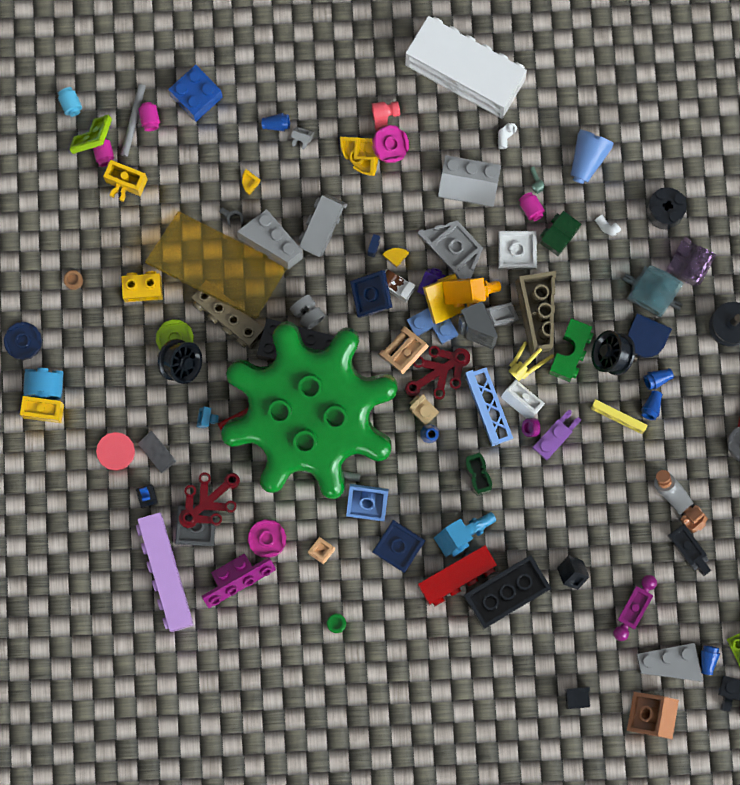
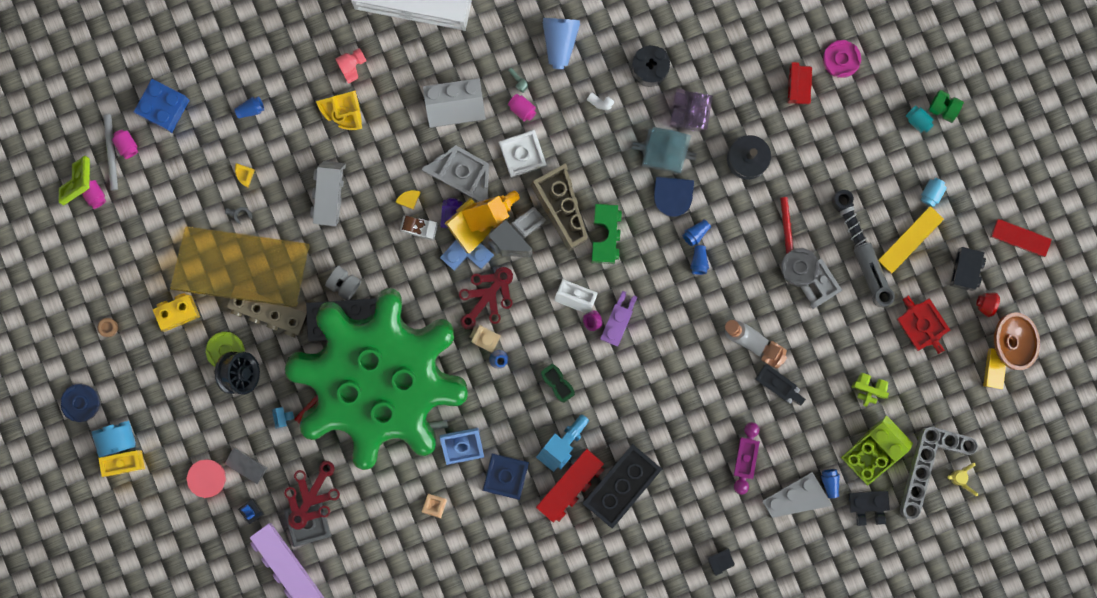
camera: 20 degrees left, 5 degrees up
(69, 101) = (42, 155): medium azure brick -> none
(125, 179) = (122, 212): yellow brick -> none
(235, 577) = (361, 559): magenta bracket -> none
(267, 538) = (379, 512): dark pink tile -> none
(271, 239) = (283, 224): light grey wedge -> none
(302, 135) = (278, 112): light grey tile -> none
(336, 623) = (471, 569): green tile -> none
(371, 294) = (397, 244): dark blue tile -> none
(374, 244) = (384, 196): dark blue tile -> none
(390, 144) = (366, 92): dark pink tile -> none
(407, 353) = (451, 290): light nougat plate -> none
(482, 409) = (540, 318): light blue fence -> none
(504, 133) = (472, 45): white arm -> none
(519, 369) = (563, 269): light yellow plant -> none
(560, 233) = (558, 124): dark green brick -> none
(573, 572) = (677, 445): black panel -> none
(613, 352) = (646, 223): black wheel -> none
(619, 417) = (671, 282): light yellow tile -> none
(652, 715) = (796, 553): nougat slope -> none

